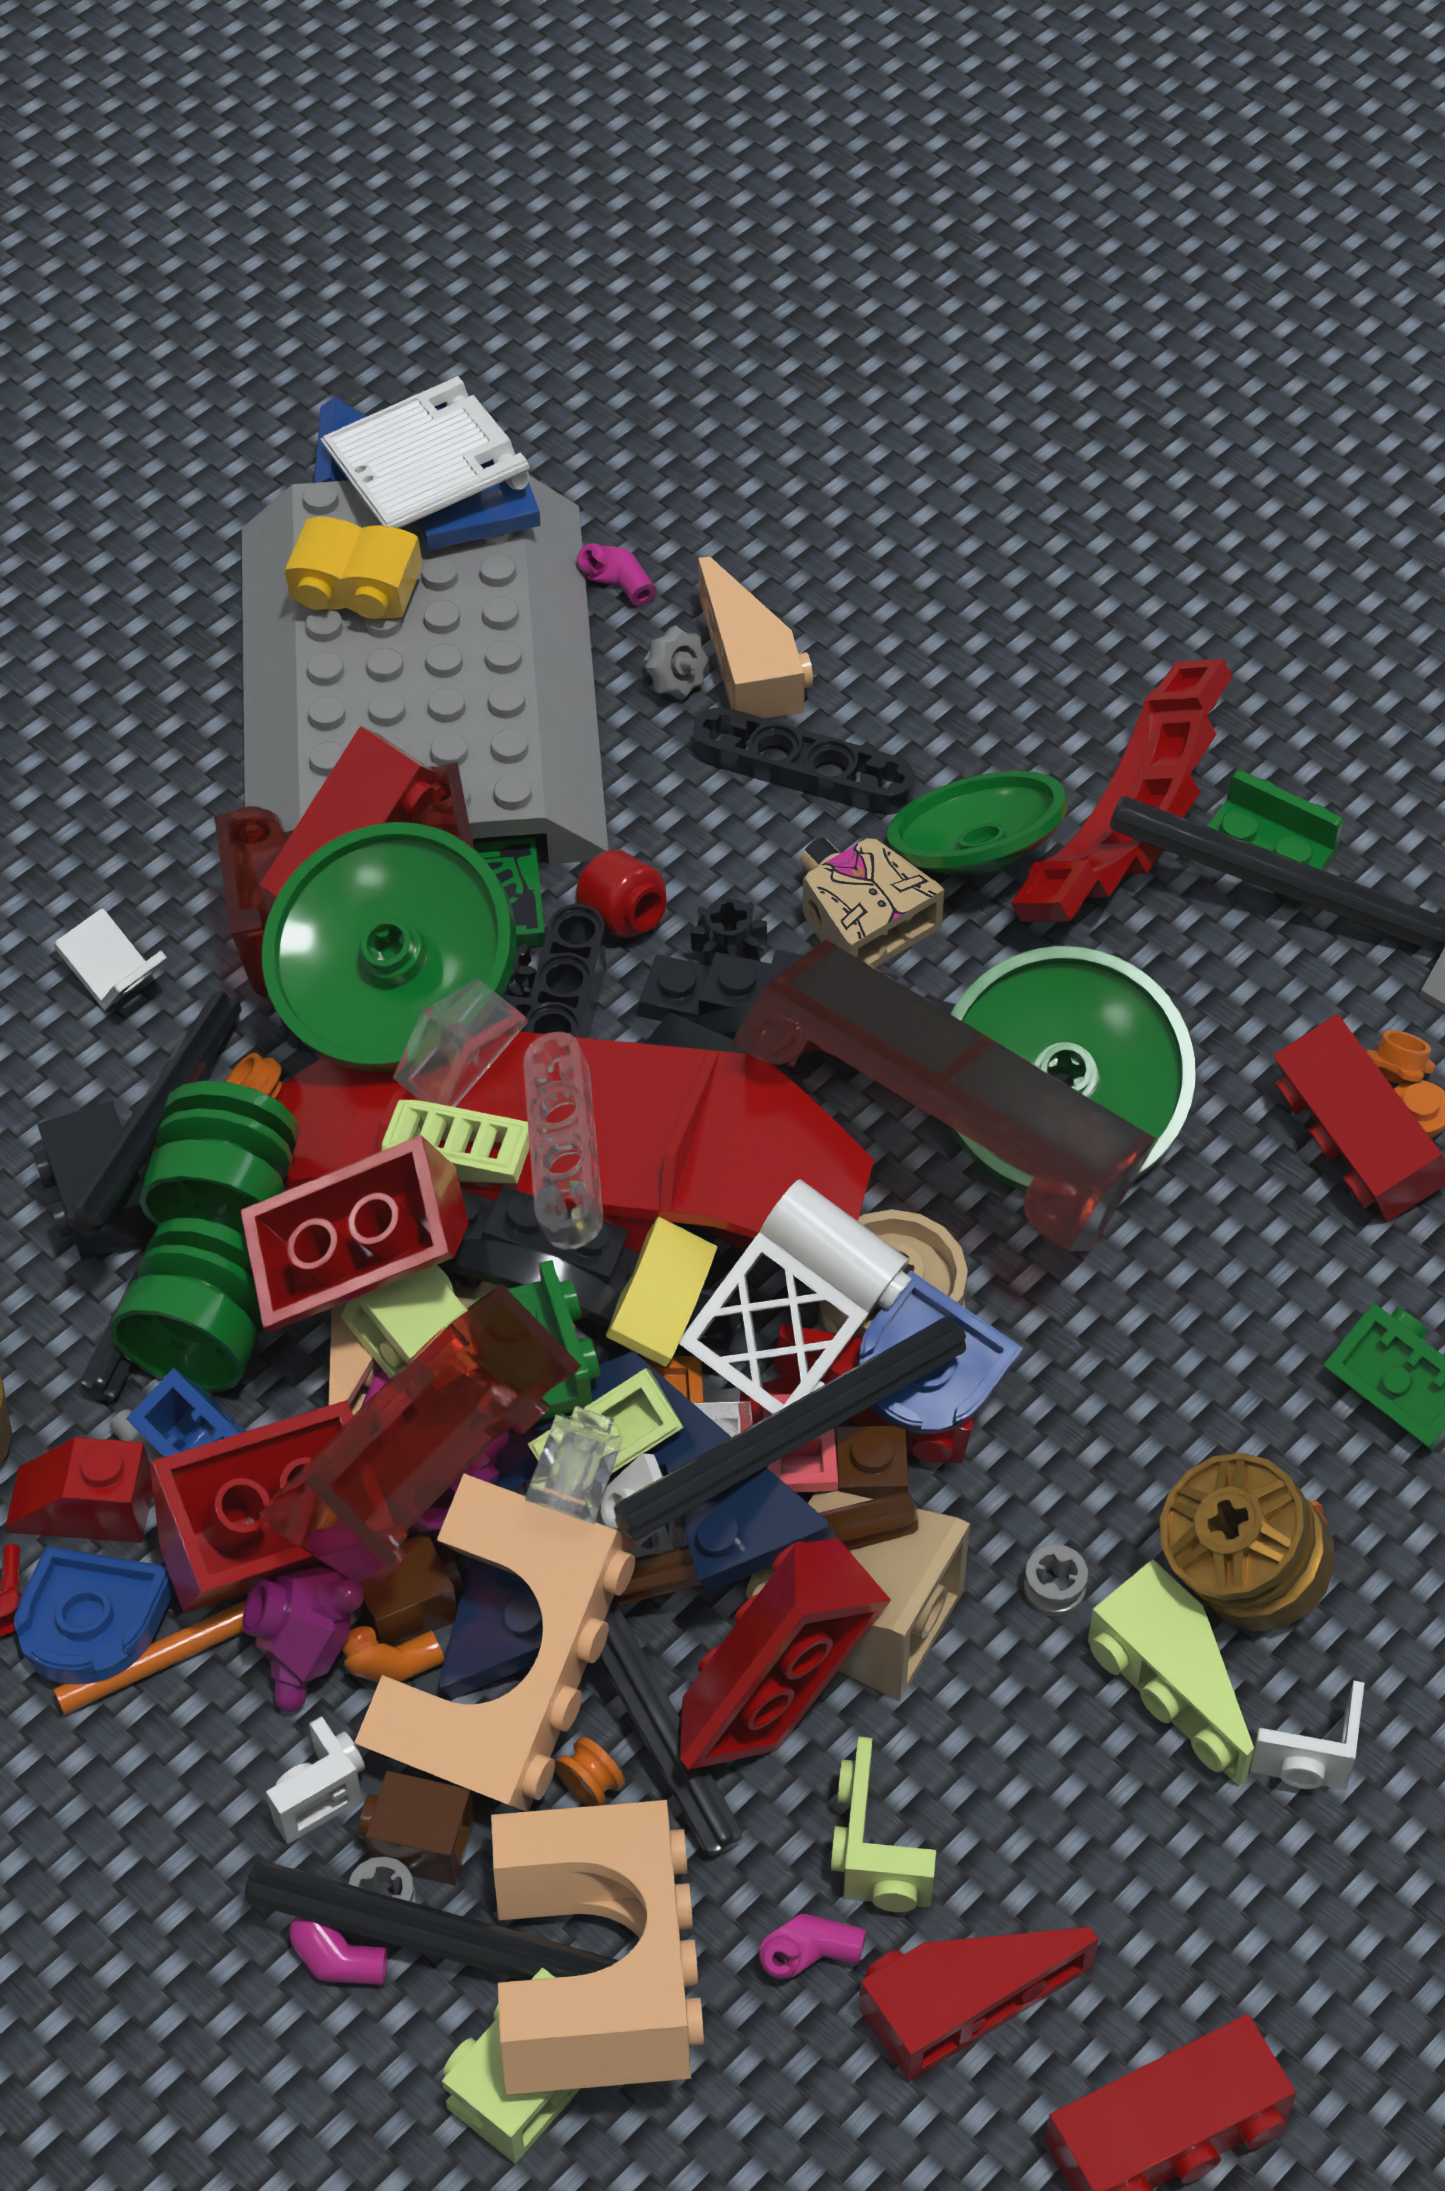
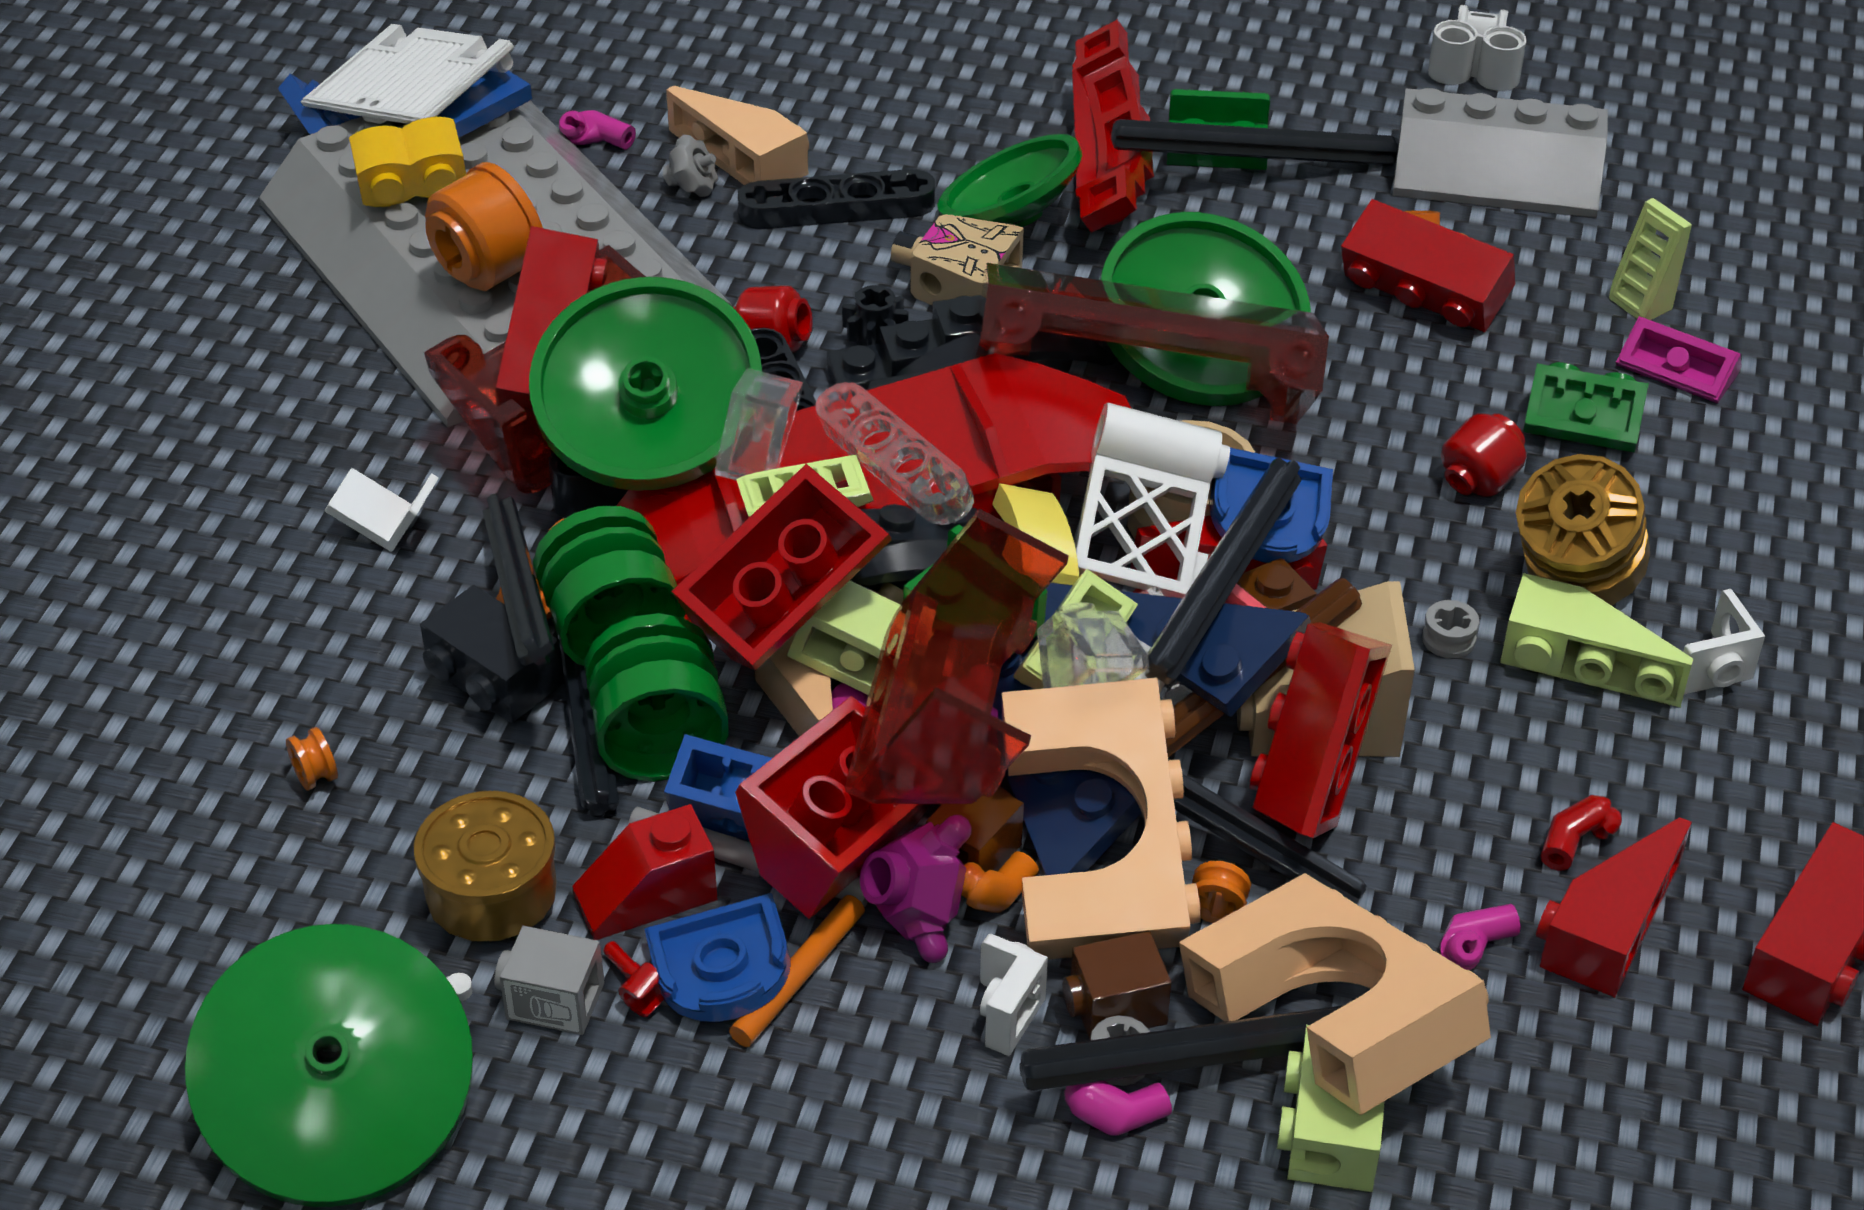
camera: 30 degrees left, 10 degrees down
(347, 687) = (481, 226): none -> orange wheel
(883, 1874) = (1474, 863): yellowish green bracket -> none
(1003, 1870) = (1569, 825): none -> red arm
(1242, 1387) = (1483, 455): none -> red head

